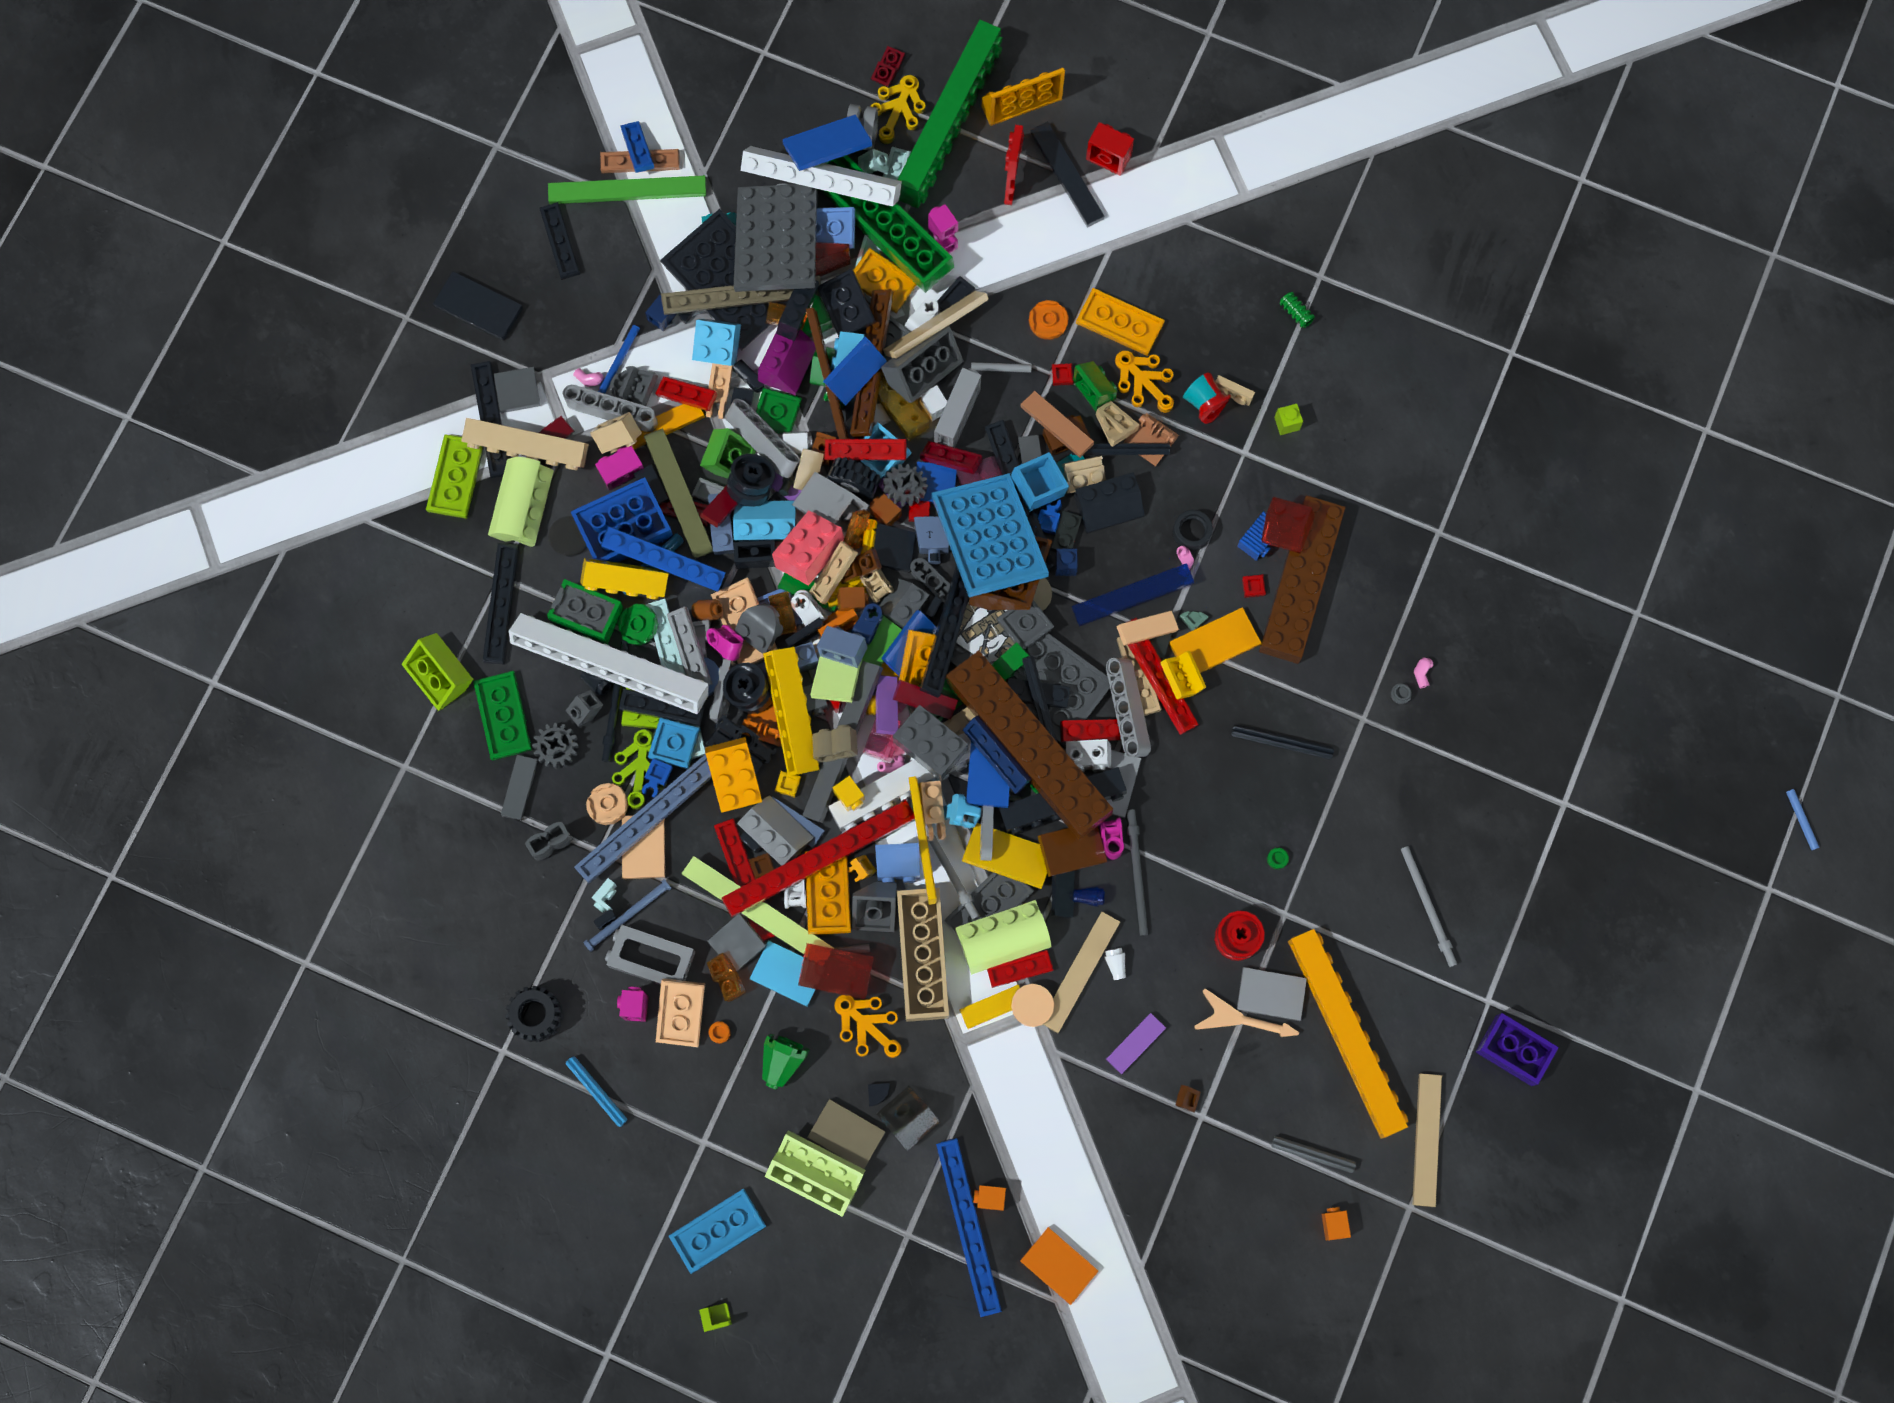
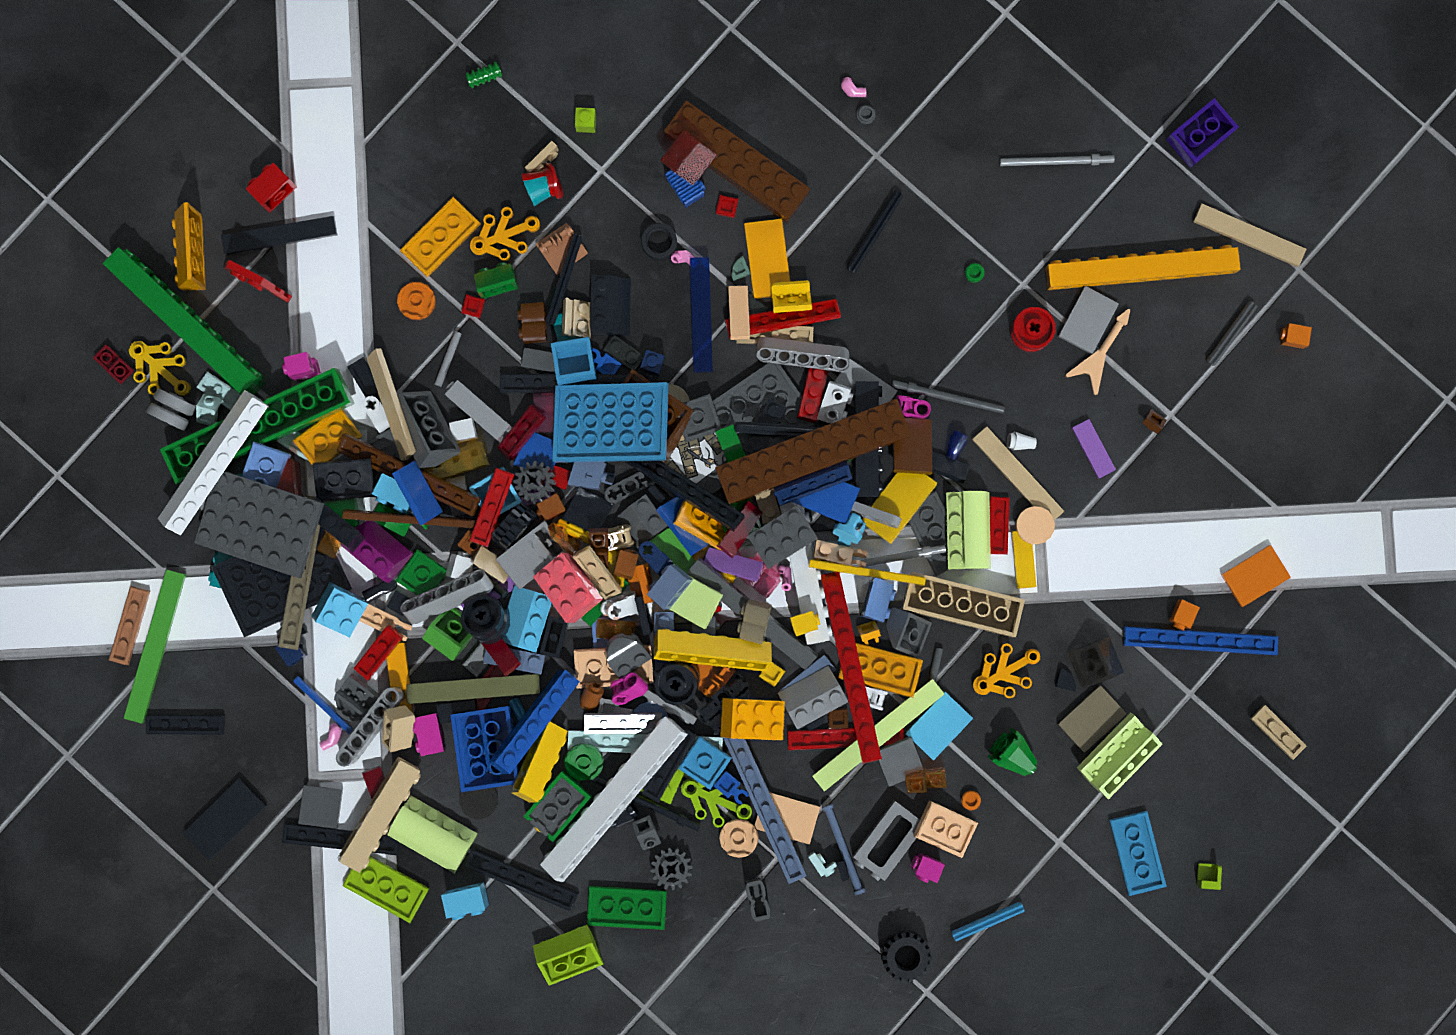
camera: 75 degrees left, 10 degrees up
(462, 552) = (465, 900): none -> medium azure brick
(519, 787) = (698, 911): dark grey tile -> none
(637, 147) = (115, 624): blue tile -> none
(827, 142) = (183, 446): blue tile -> none
(835, 971) = (954, 683): clear red slope -> none
(896, 1345) = (1278, 732): none -> tan plate
(1057, 424) = (523, 327): nougat tile -> none
(1115, 423) = (537, 275): tan wing -> none

